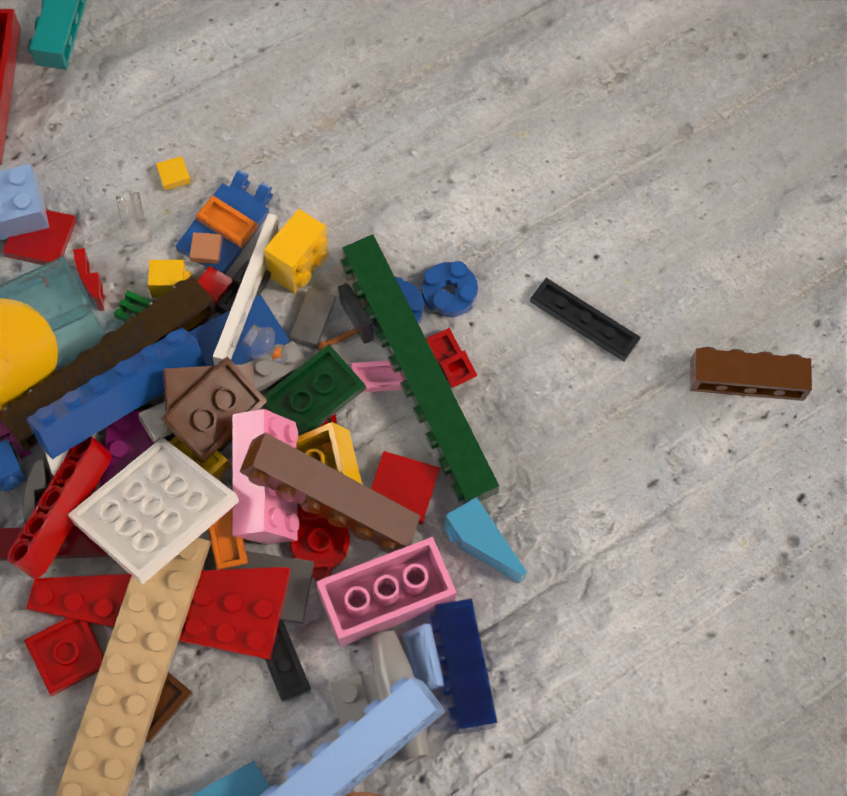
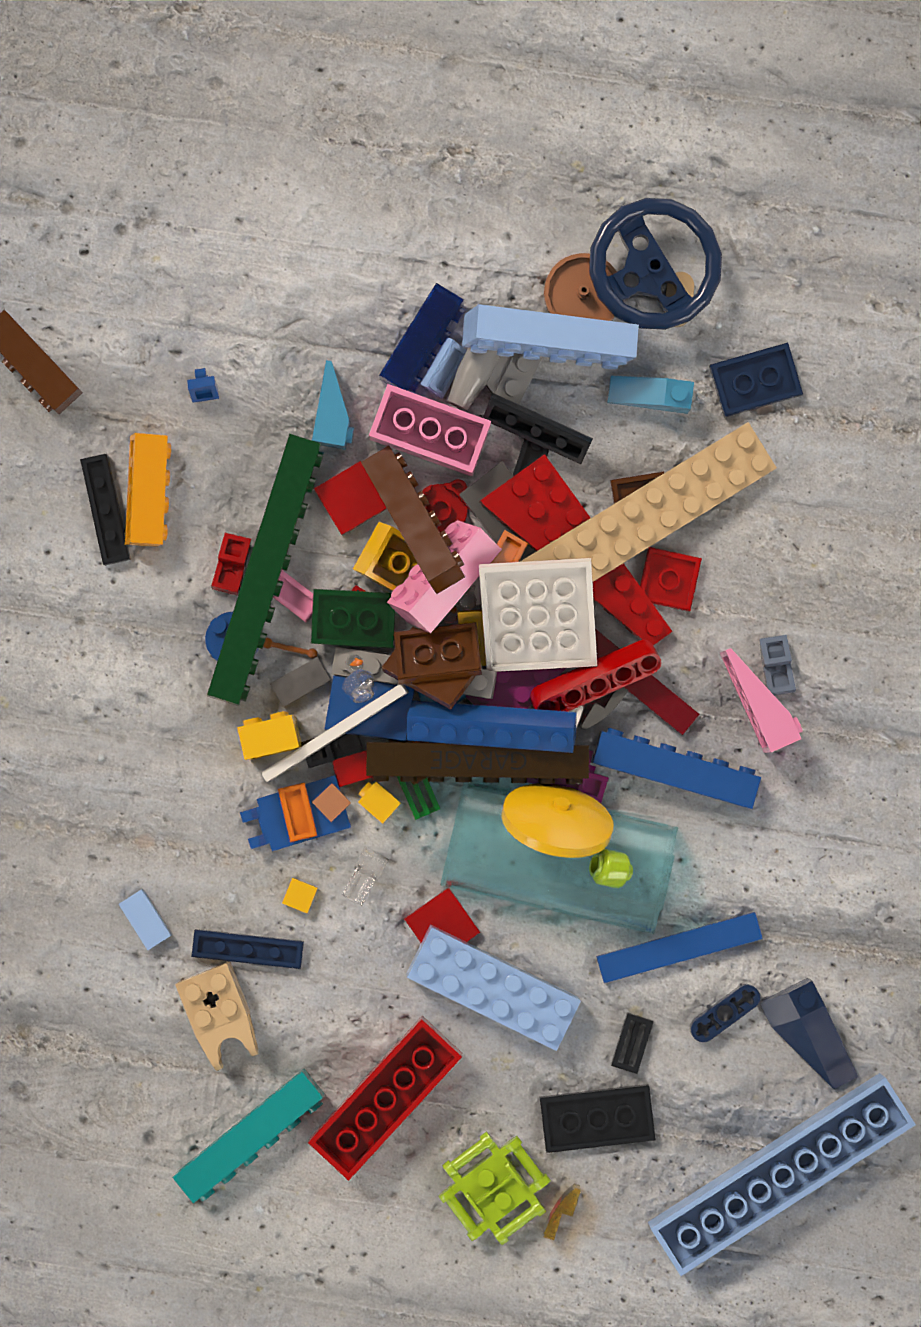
camera: 130 degrees left, 20 degrees up
(90, 281) = (438, 844): red slope -> none
(164, 51) = (221, 1021): none -> tan brick
(180, 111) = (247, 949): none -> dark blue tile
(276, 73) = (145, 919): none -> light blue tile
(293, 675) = (537, 428): none -> black brick
(356, 313) = (269, 653): black tile -> none
(449, 274) = (174, 604): blue plate -> none
(568, 353) = (147, 490): none -> light orange brick
(604, 469) = (203, 387): none -> blue tile

